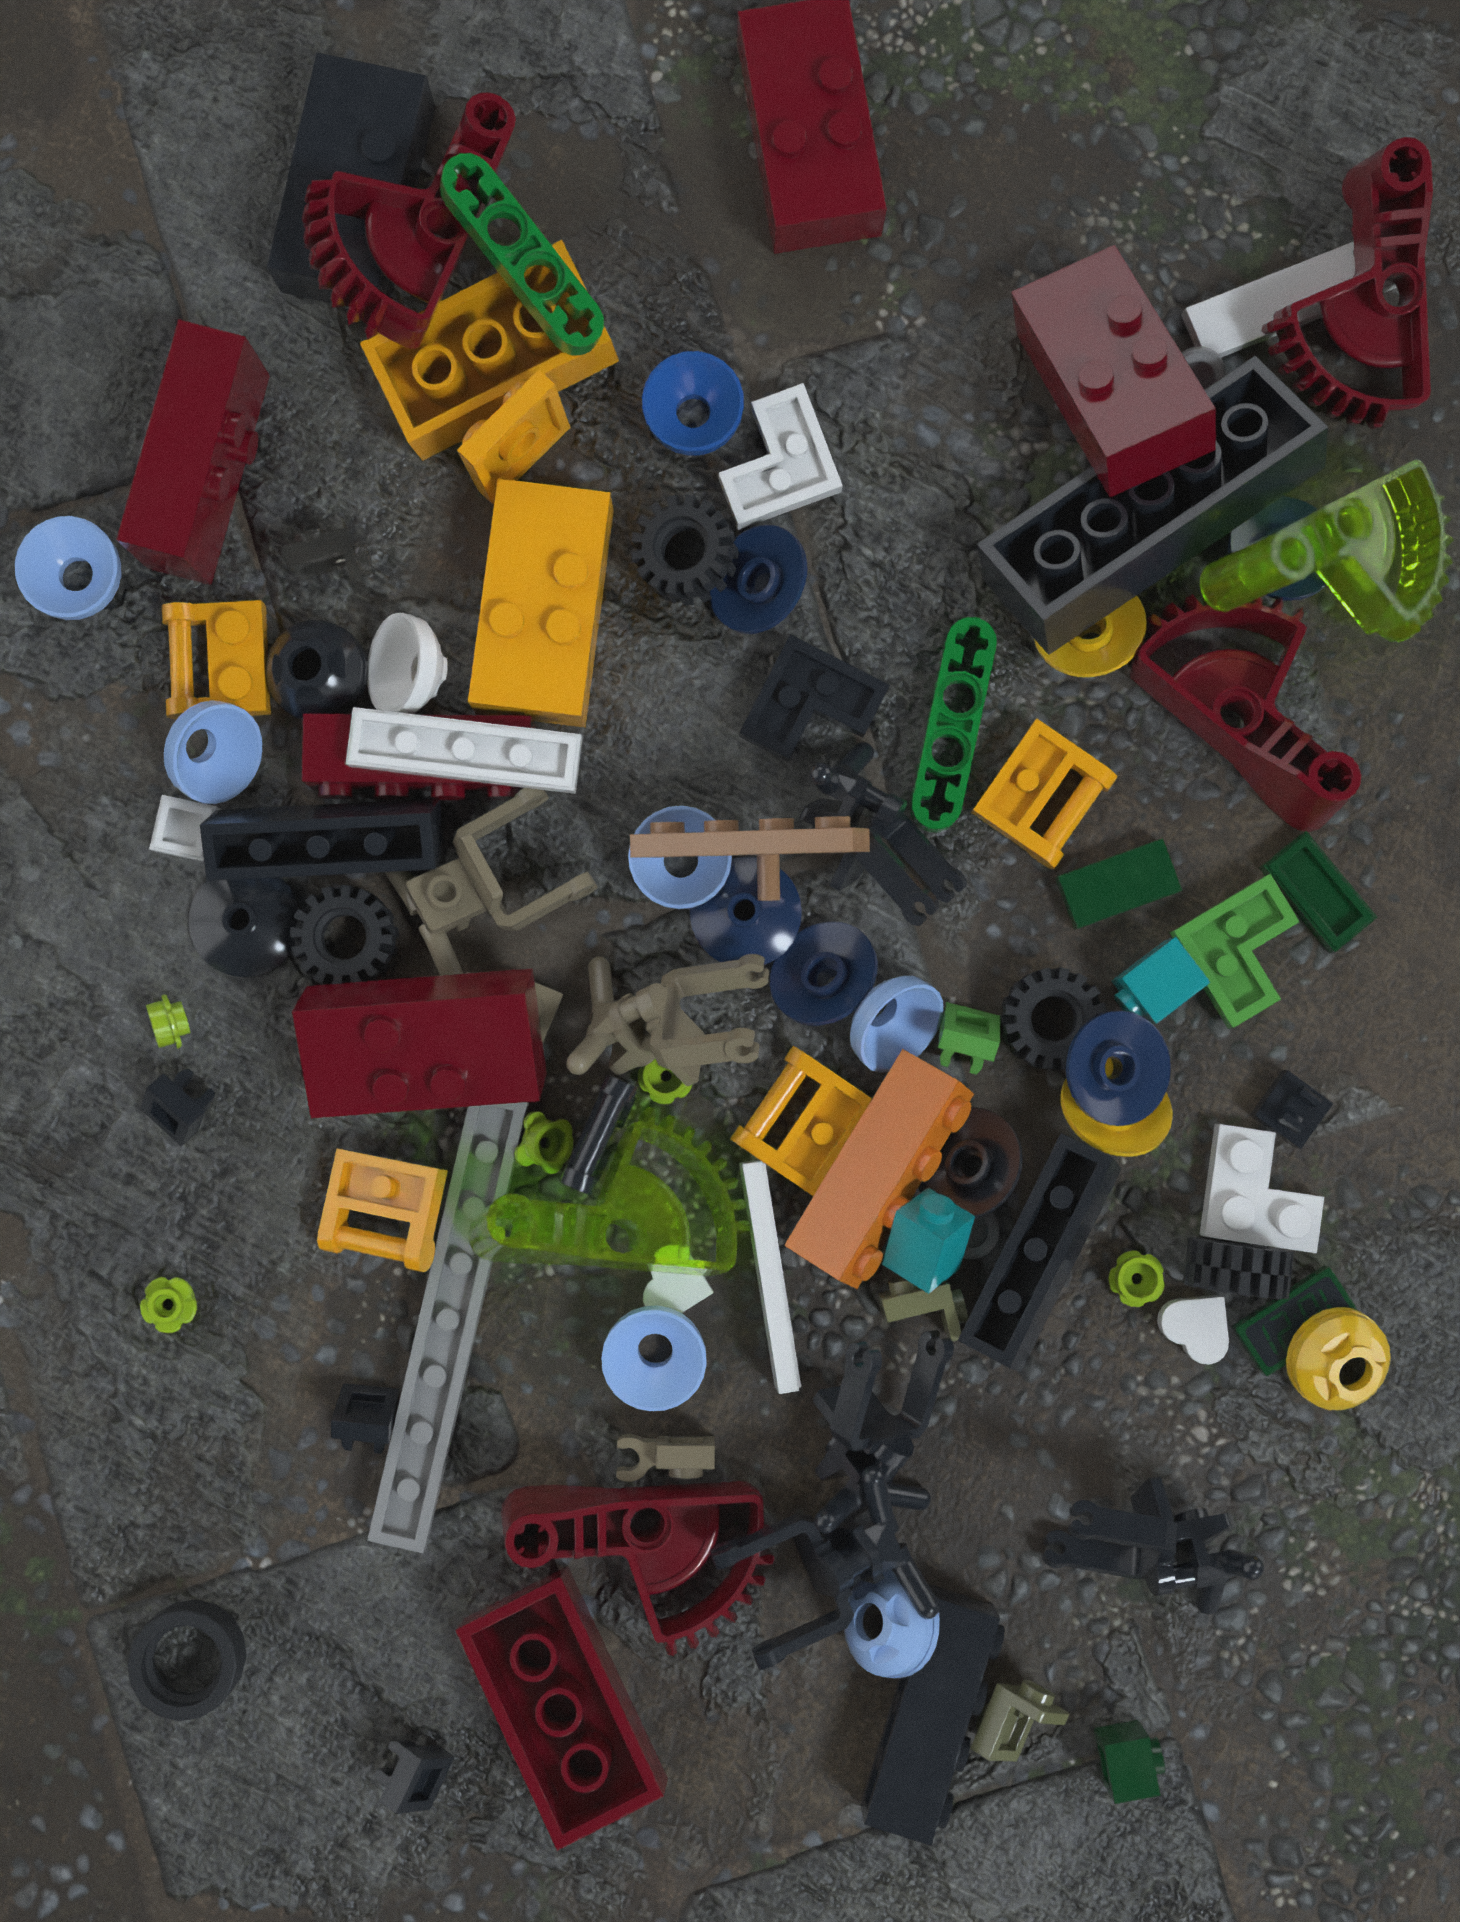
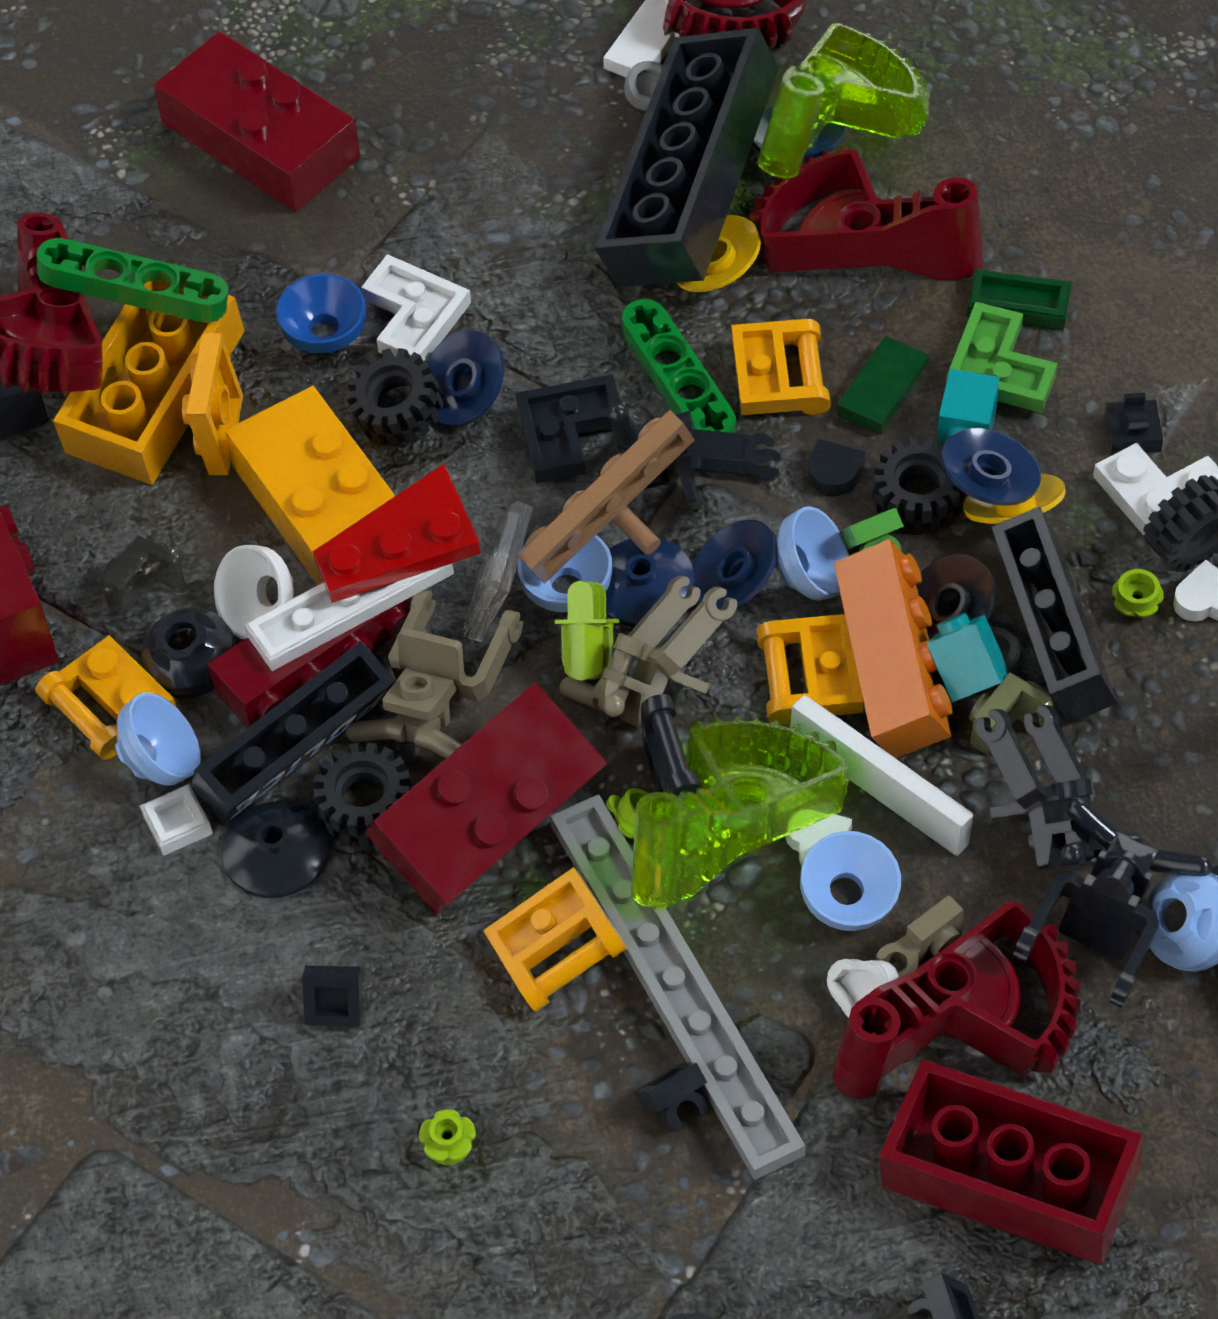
camera: 30 degrees left, 30 degrees down
(168, 1022) = (275, 946): lime plate -> none
(544, 734) = (399, 539): none -> red wing
(586, 1452) = (853, 979): none -> white tile
(614, 821) = (497, 571): none -> clear tile
(639, 945) = (587, 632): none -> lime arm
(661, 1091) = (691, 703): lime plate -> none
(1001, 935) = (834, 467): none -> black tile
(1114, 371) = (591, 99): brick -> none

